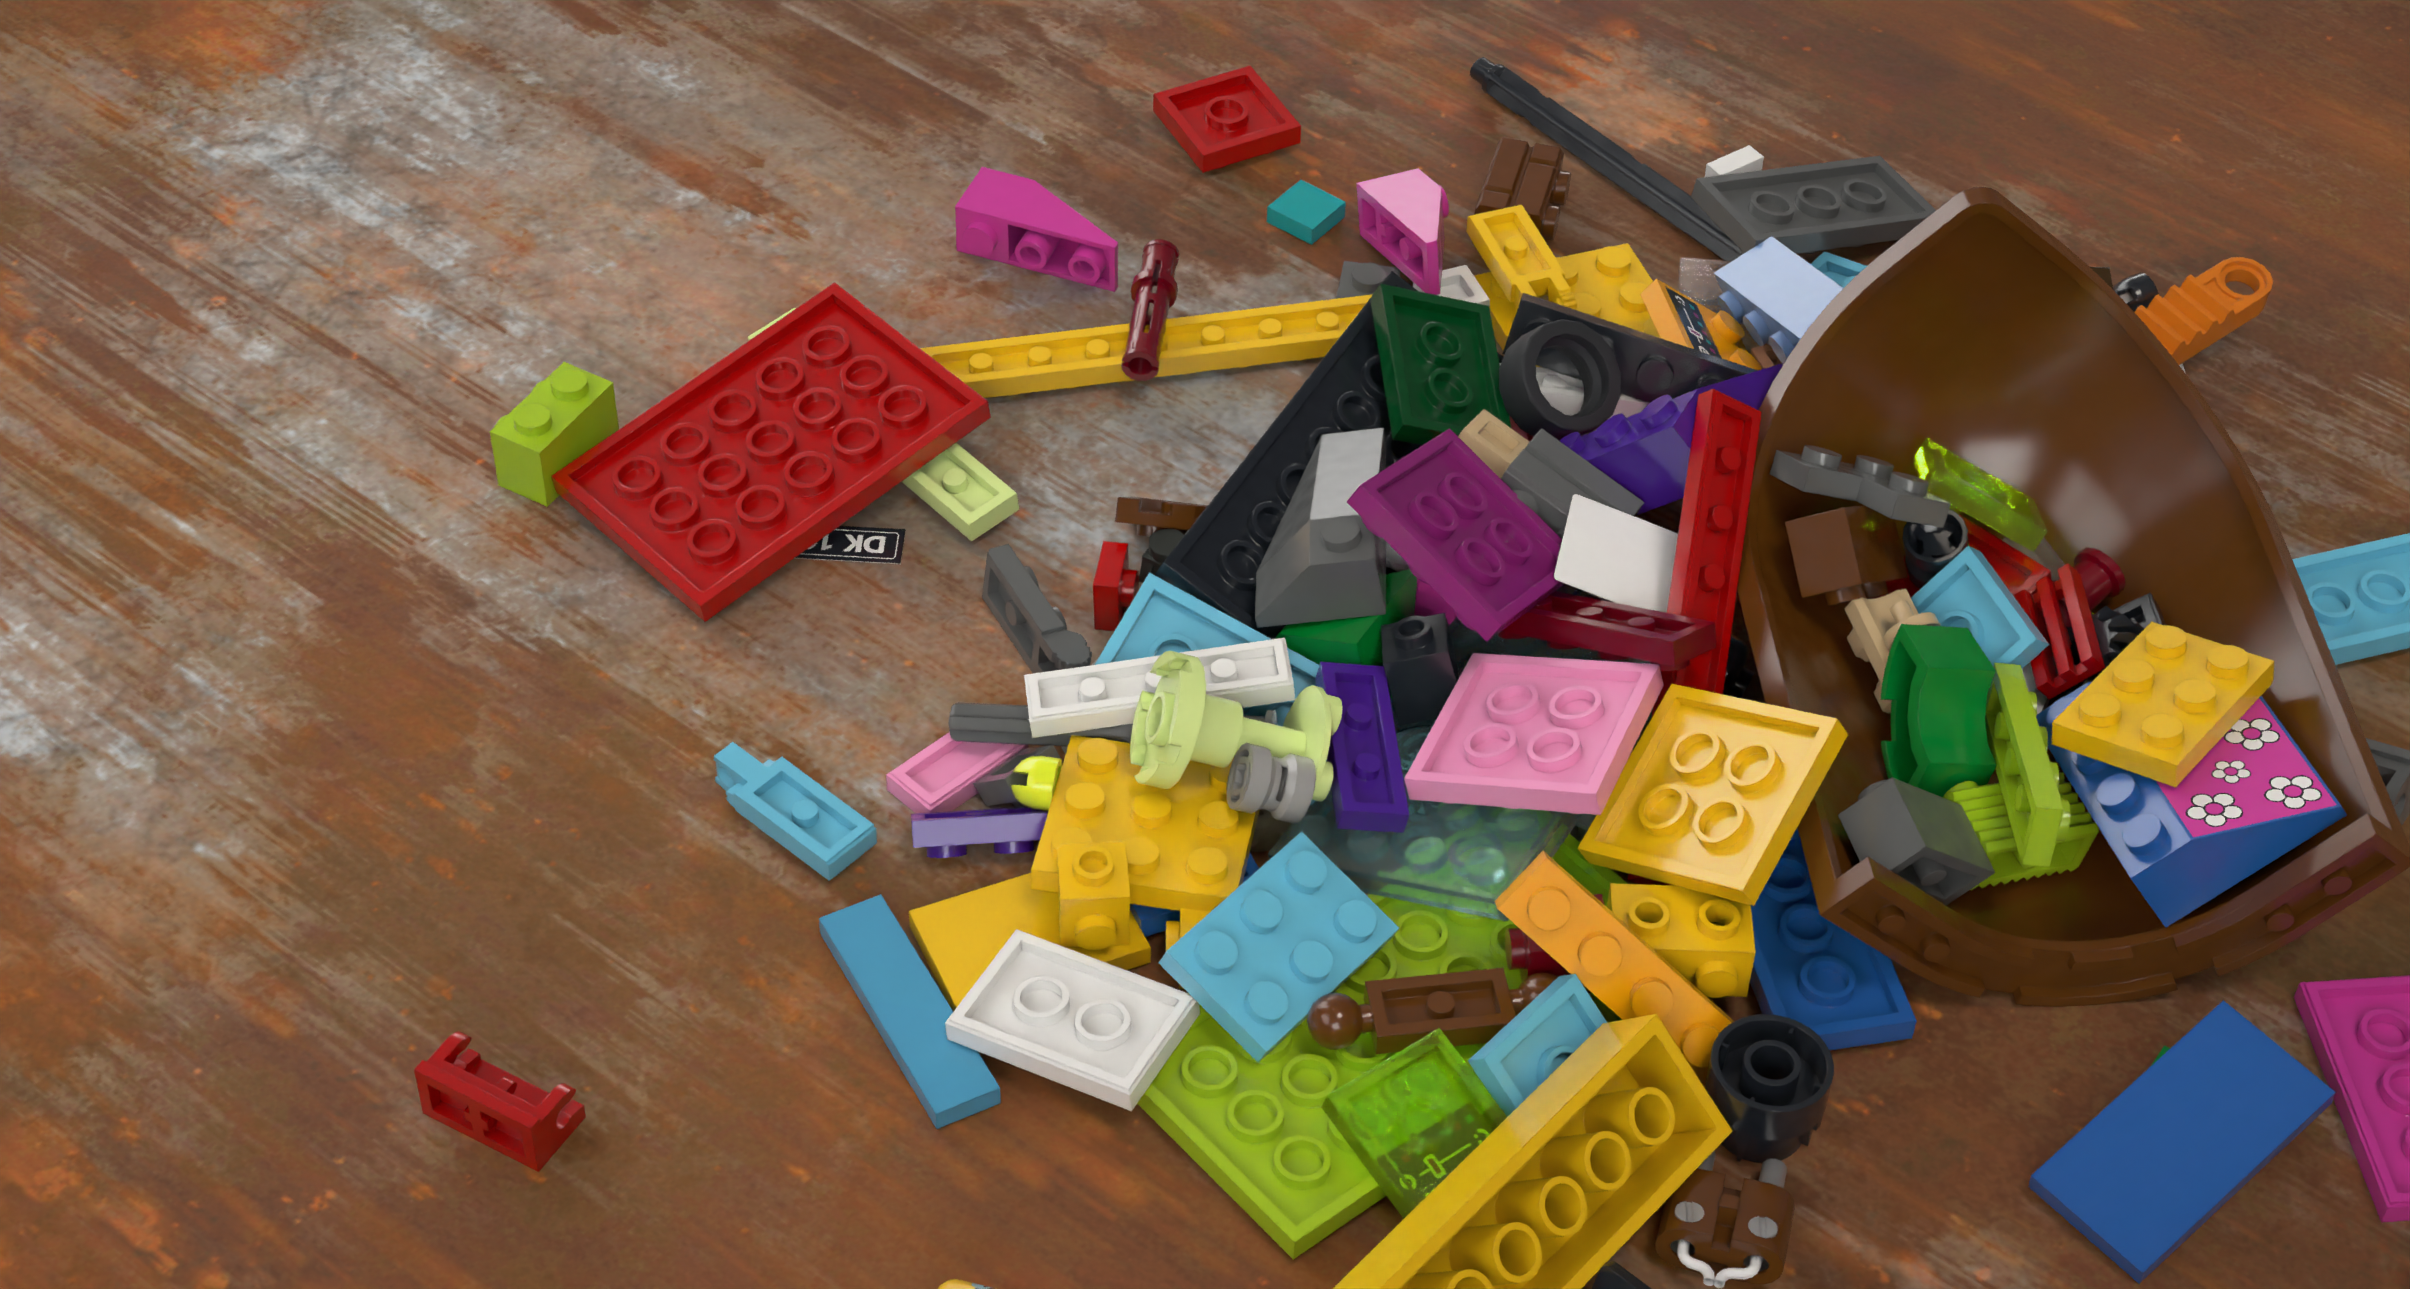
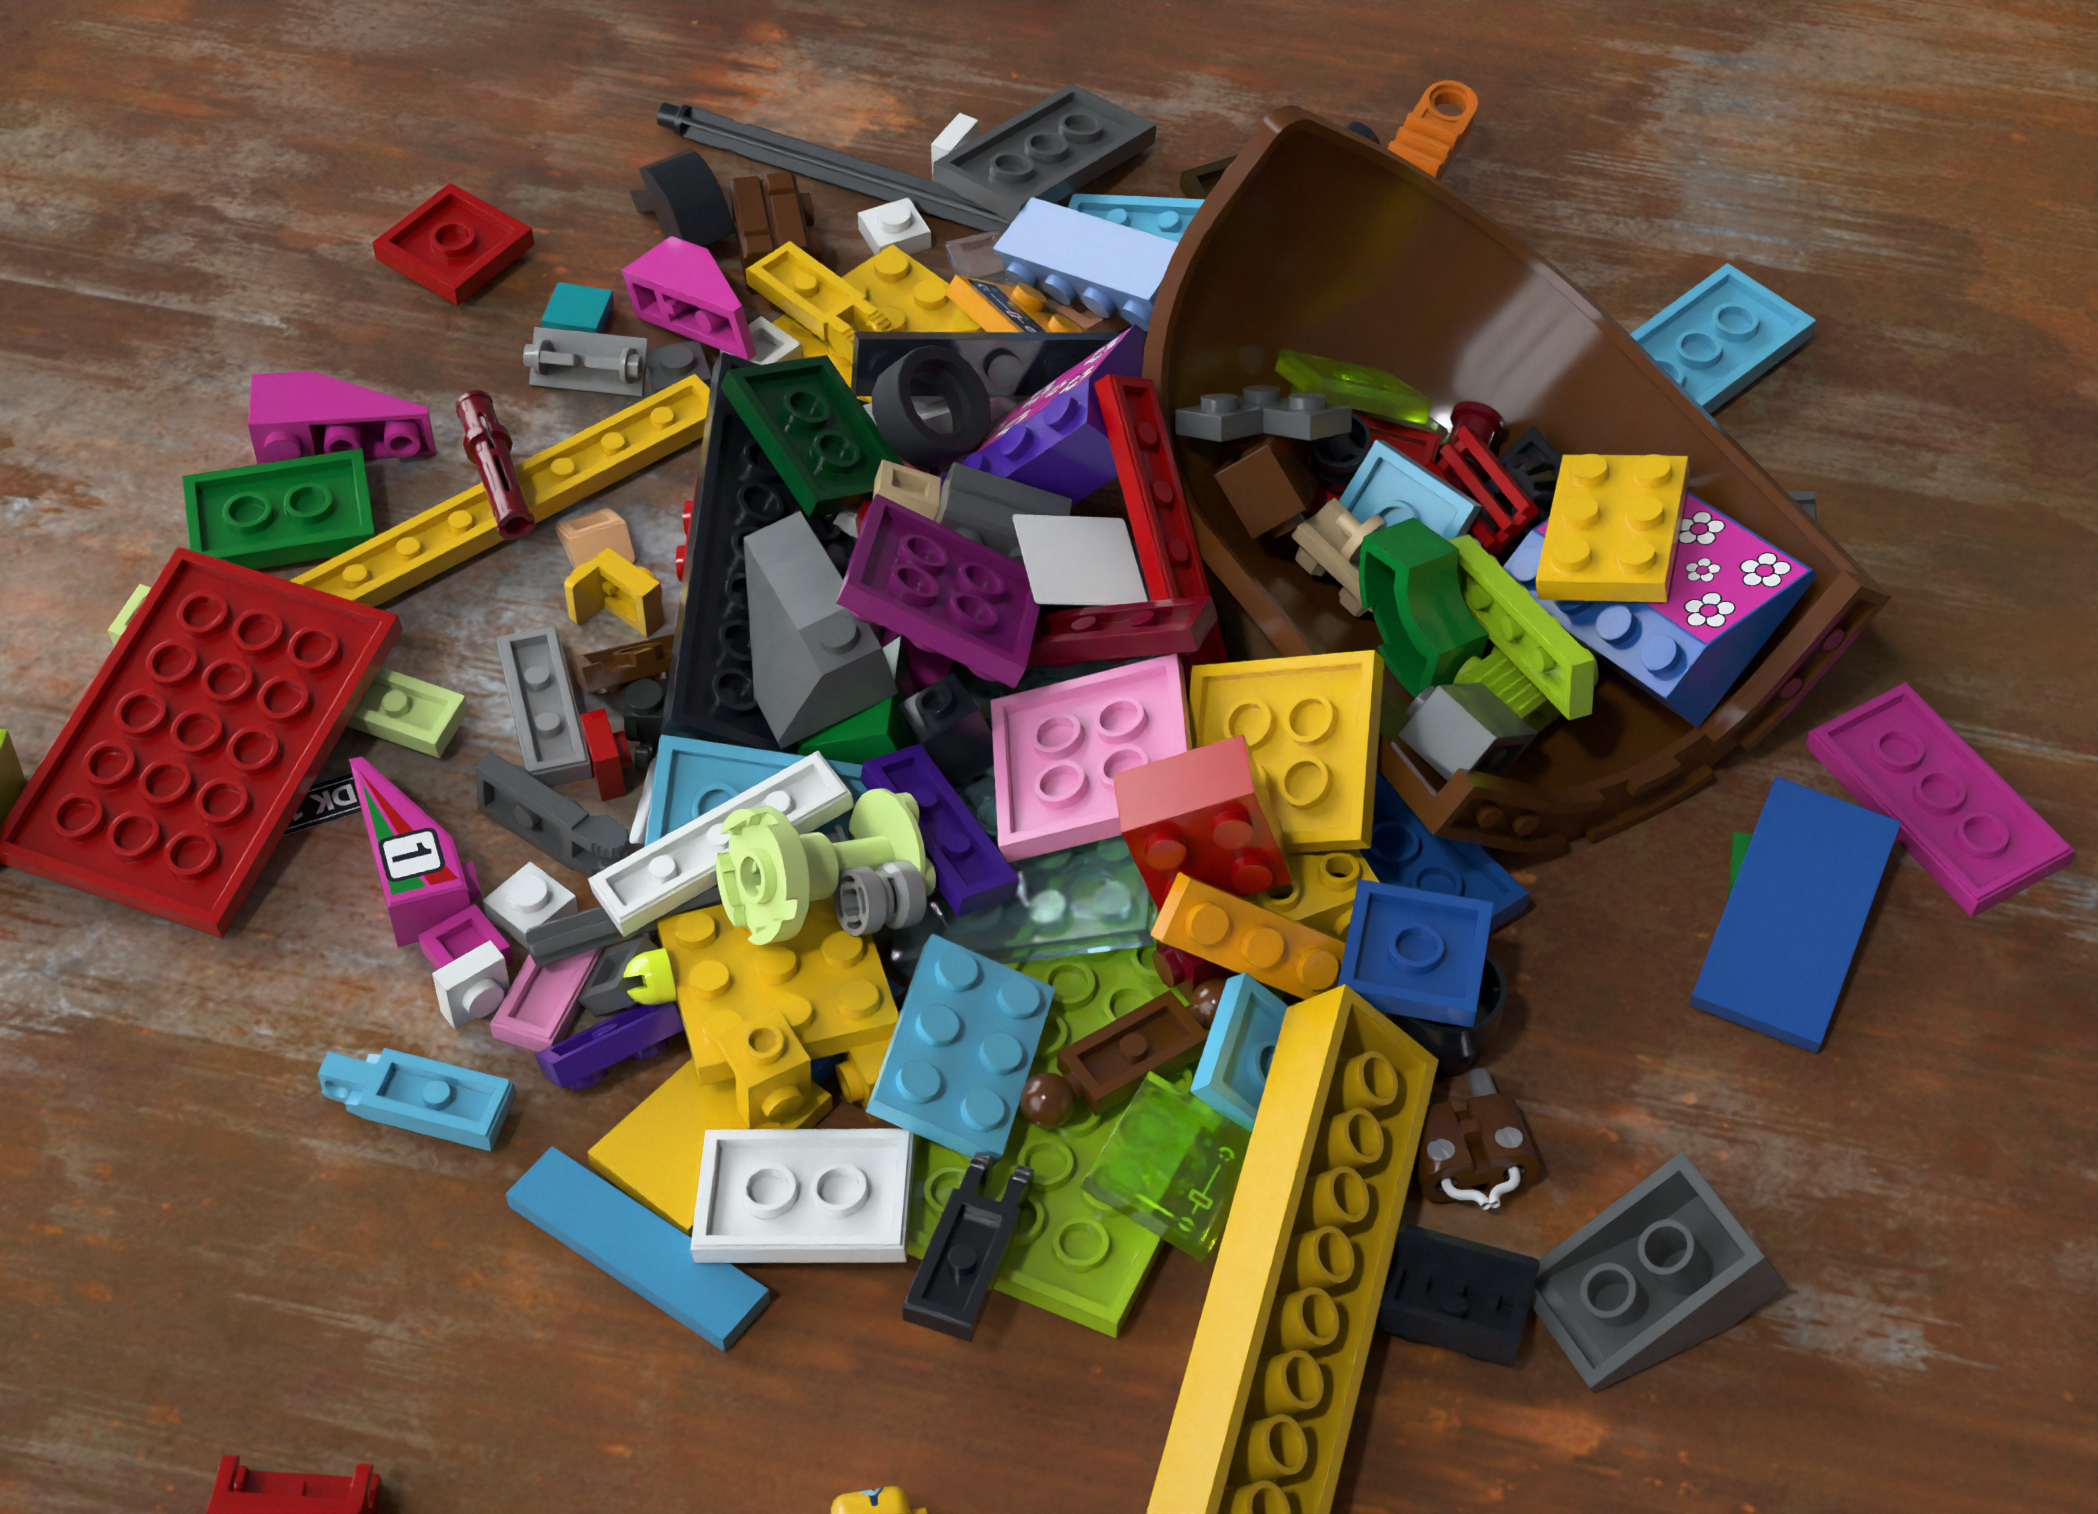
camera: 25 degrees left, 5 degrees up
(887, 734) = (472, 985): none -> white plate
(893, 623) = (412, 857): none -> dark pink slope
(901, 704) = (459, 936): none -> dark pink plate
(950, 289) = (280, 510): none -> green plate
(978, 682) = (528, 901): none -> white plate
(1082, 526) = (544, 706): none -> light grey tile
(1189, 1119) = (967, 1252): none -> black hinge
(1199, 445) = (619, 587): none -> yellow bracket
(1211, 411) = (592, 533): none -> light nougat slope
(1287, 253) = (587, 361): none -> light grey hinge
(1450, 142) = (685, 199): none -> black brick
(1595, 813) = (1204, 819): none -> red brick
(1643, 229) = (894, 224): none -> white plate
(1751, 1017) = (1417, 952): none -> blue plate

